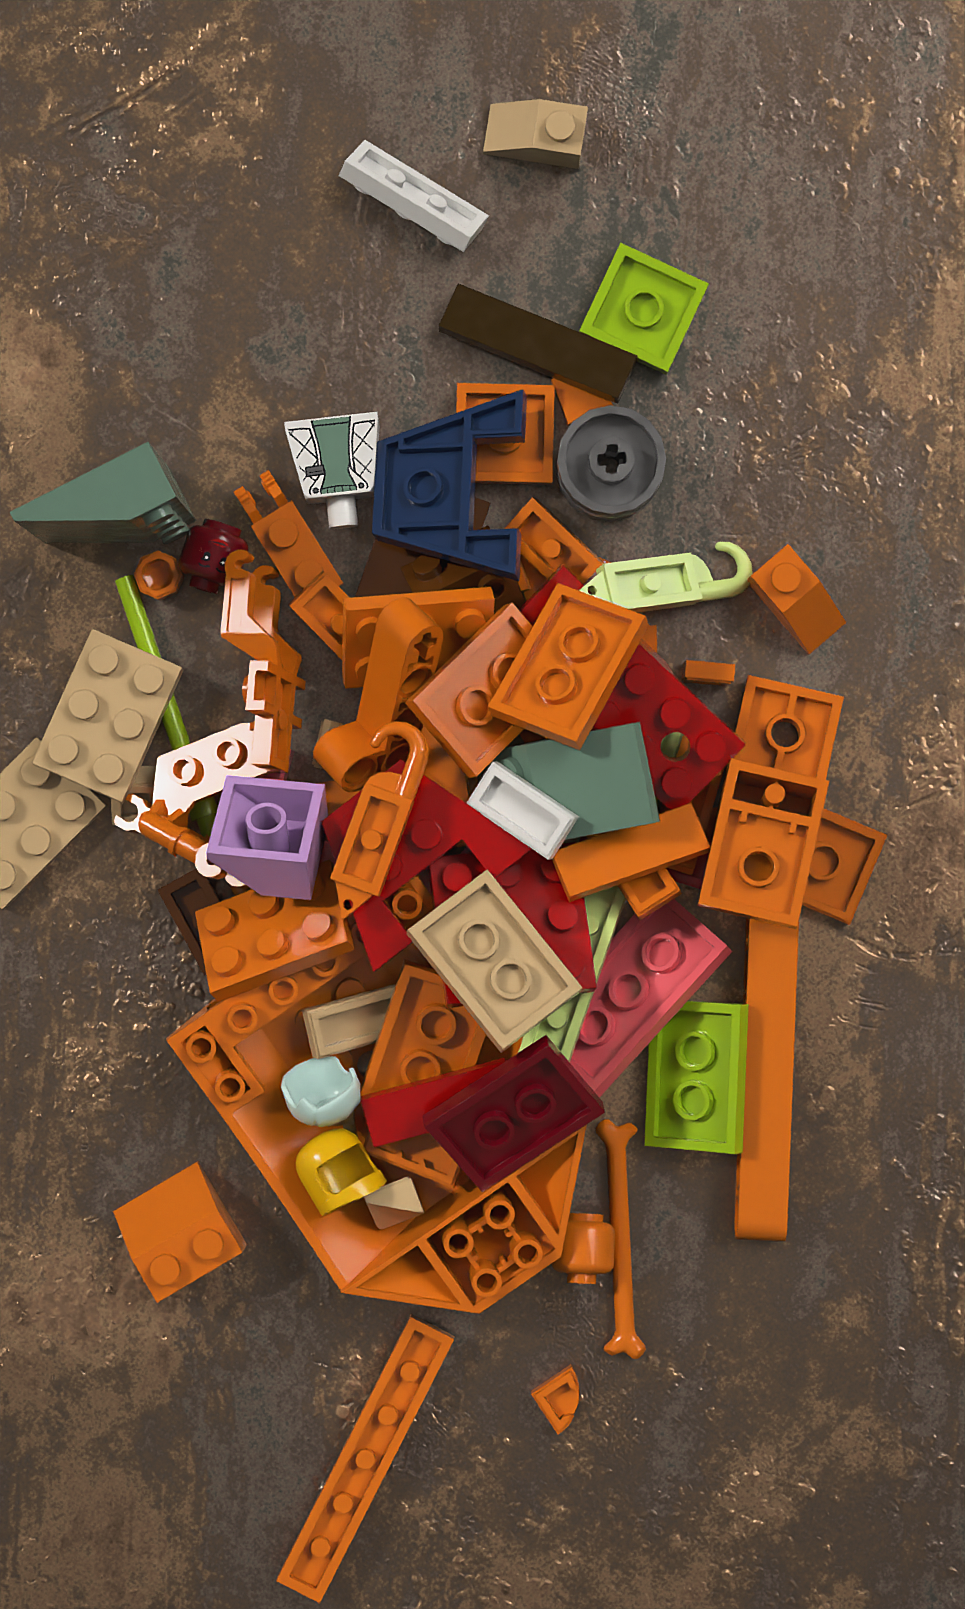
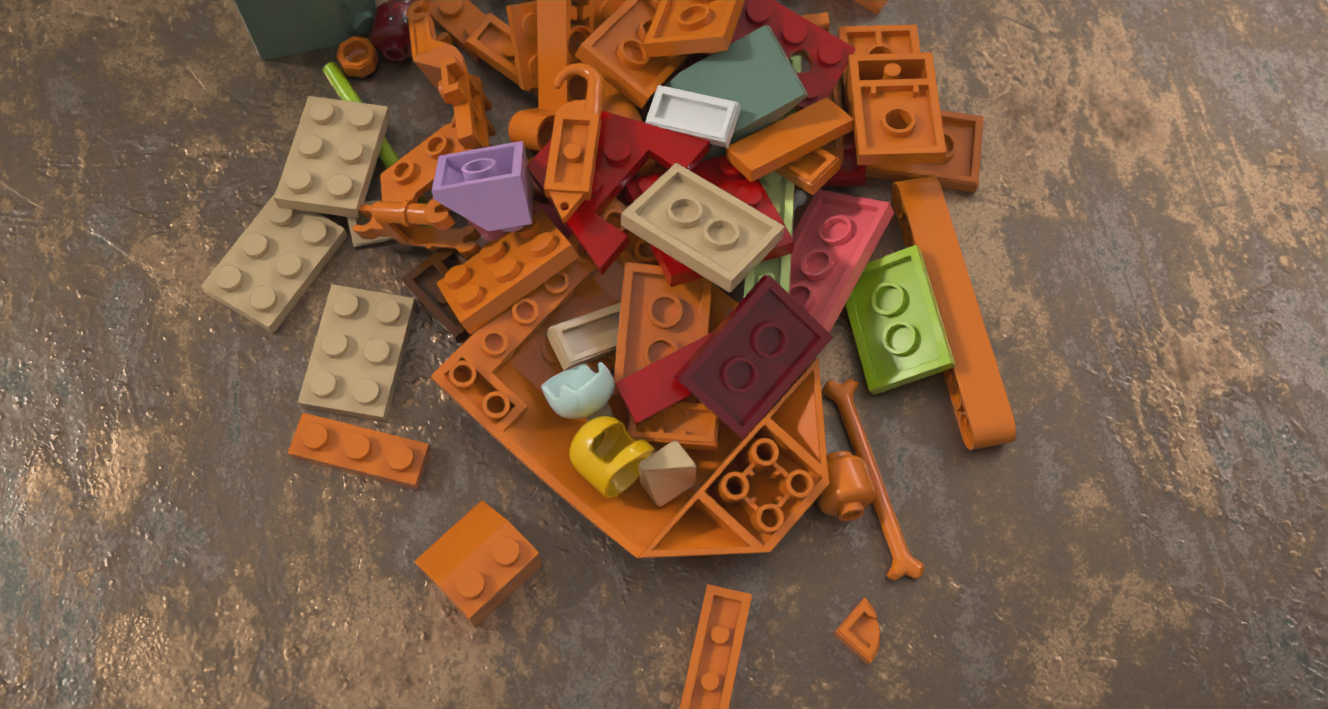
camera: 20 degrees left, 20 degrees down
(77, 1074) = (359, 451): none -> orange plate
(95, 959) = (358, 353): none -> tan plate

